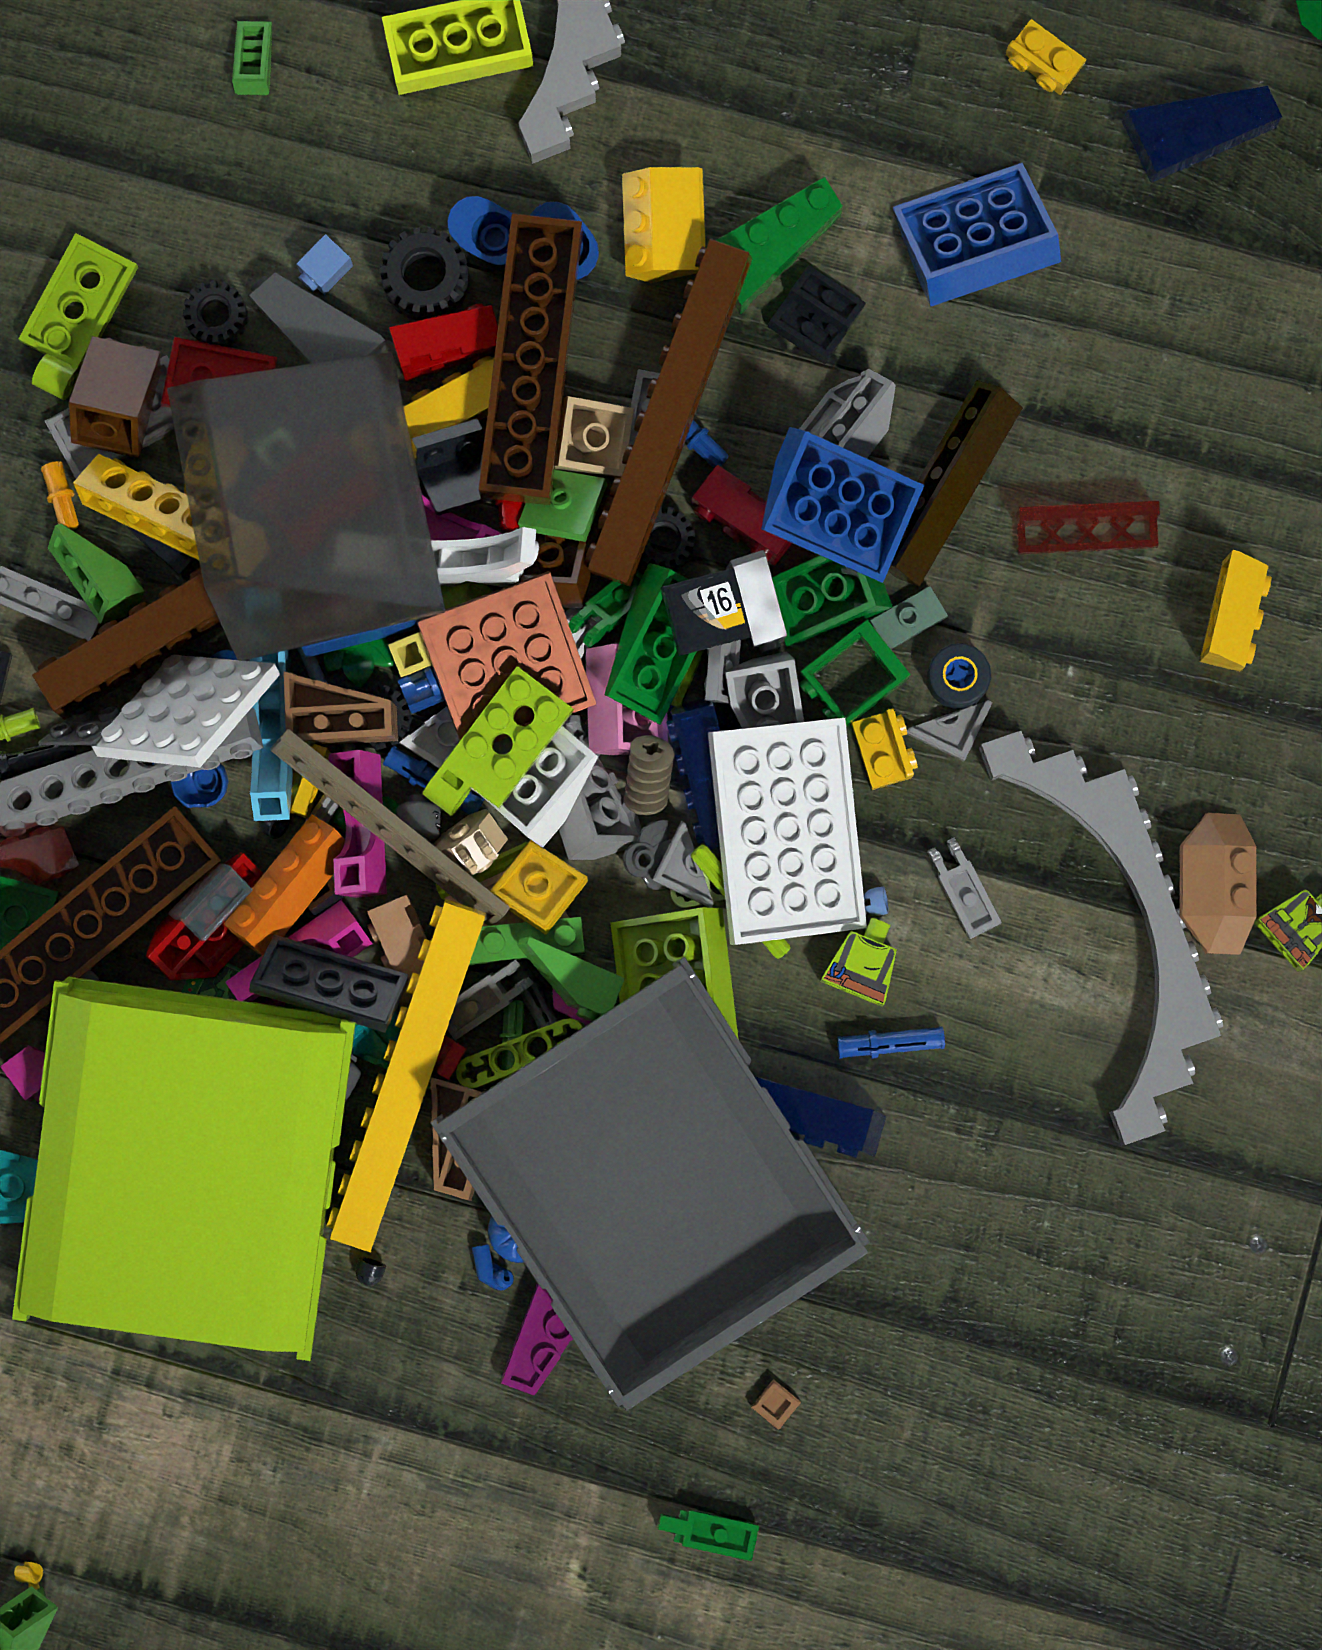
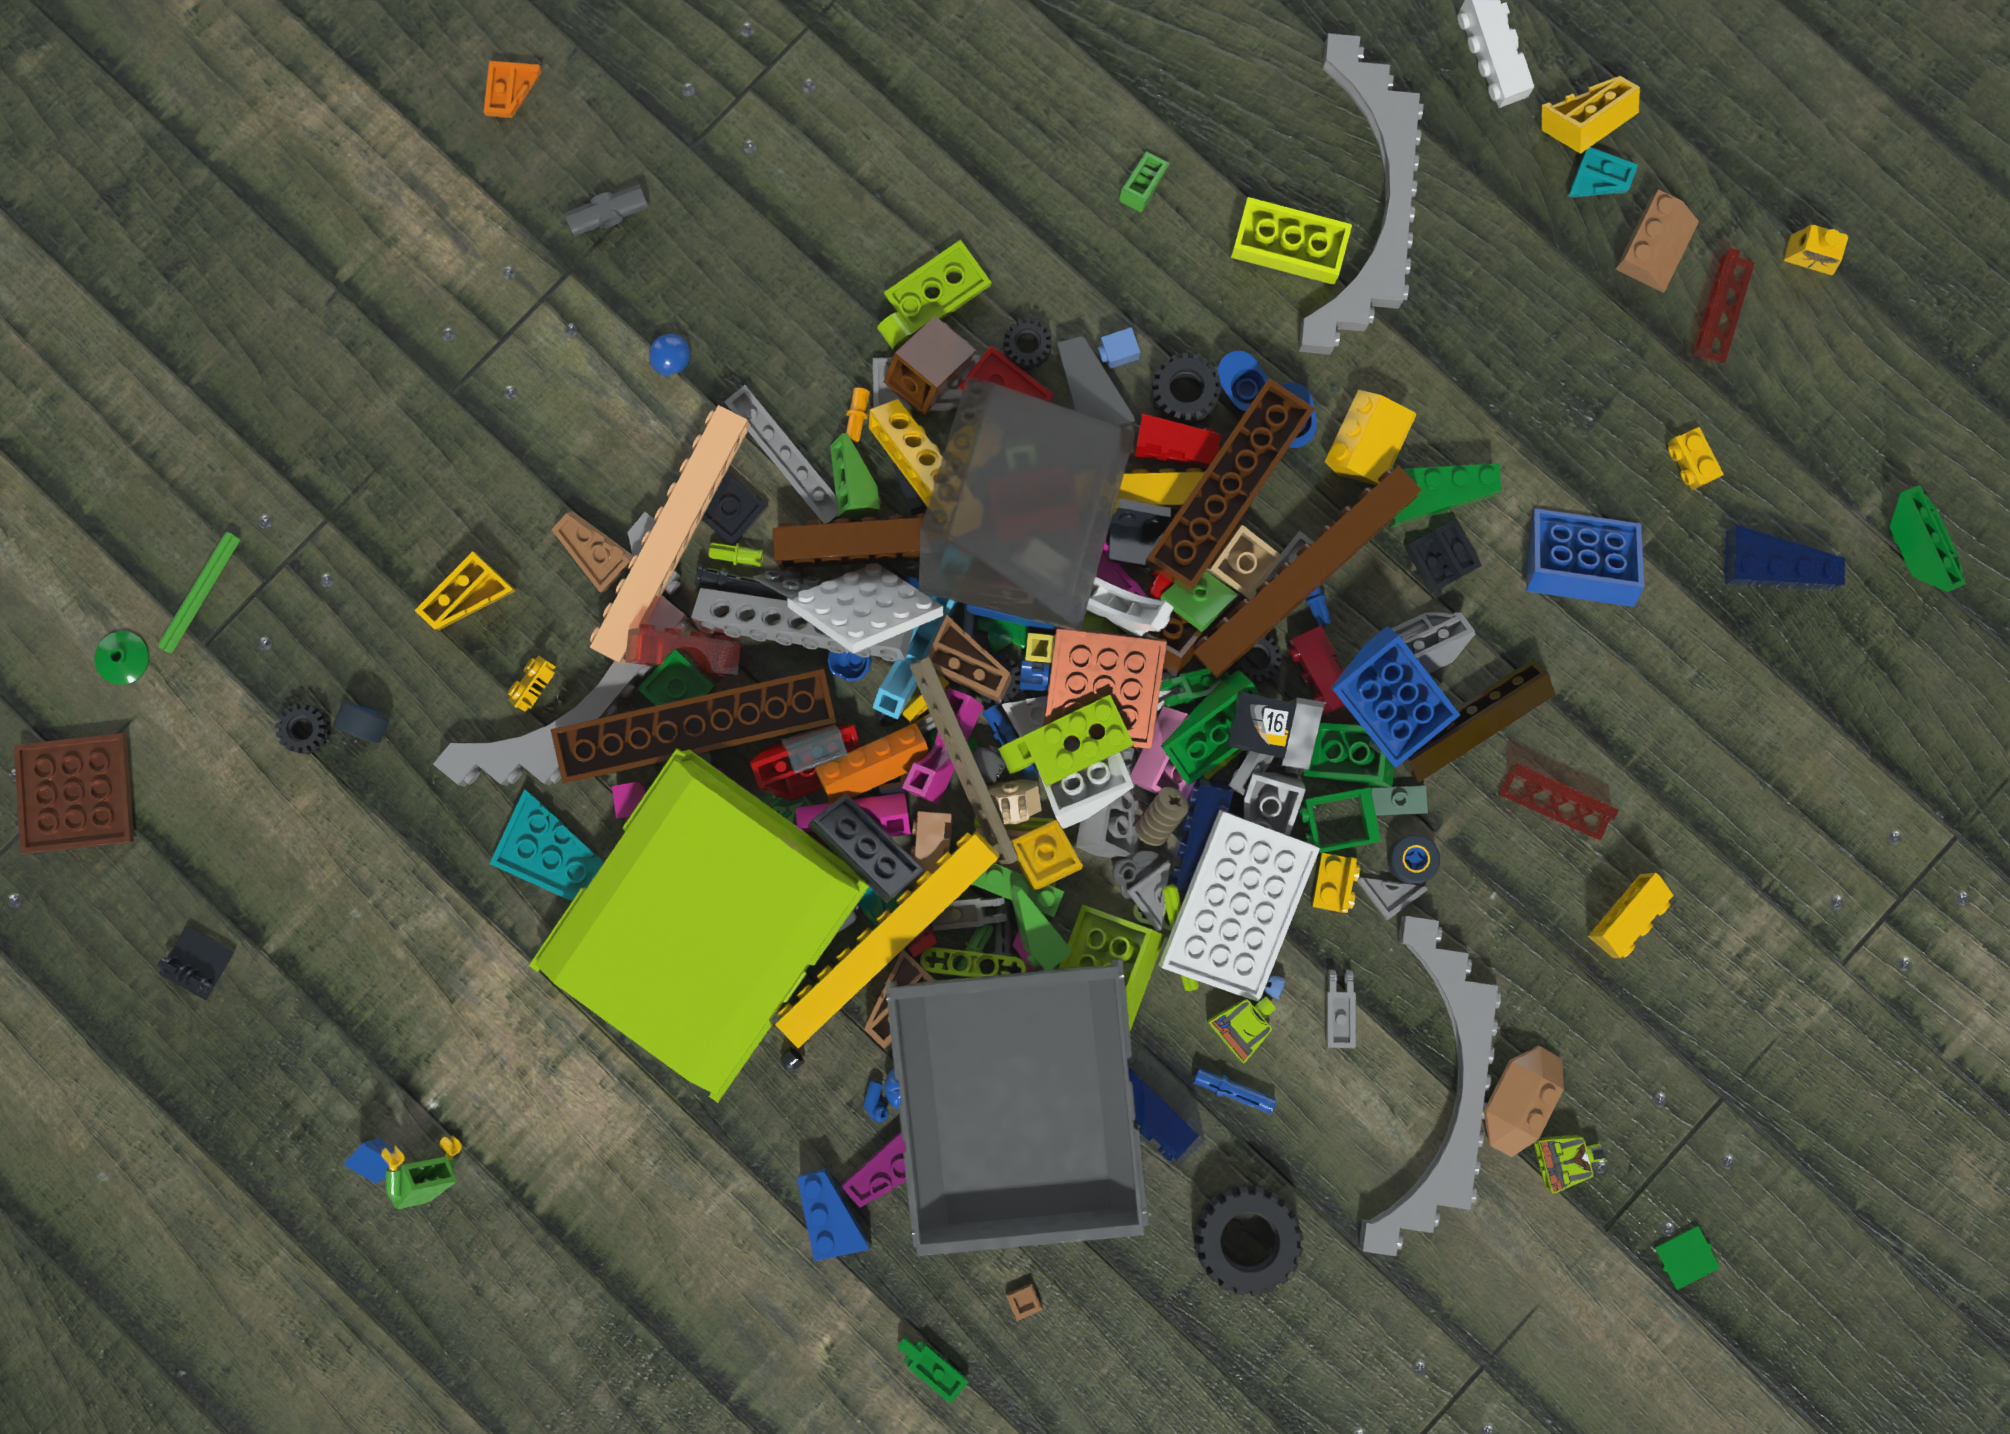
camera: 30 degrees right, 0 degrees up
(505, 1425) = (828, 1218): none -> blue wedge
(1038, 1191) = (1269, 1271): none -> black tyre

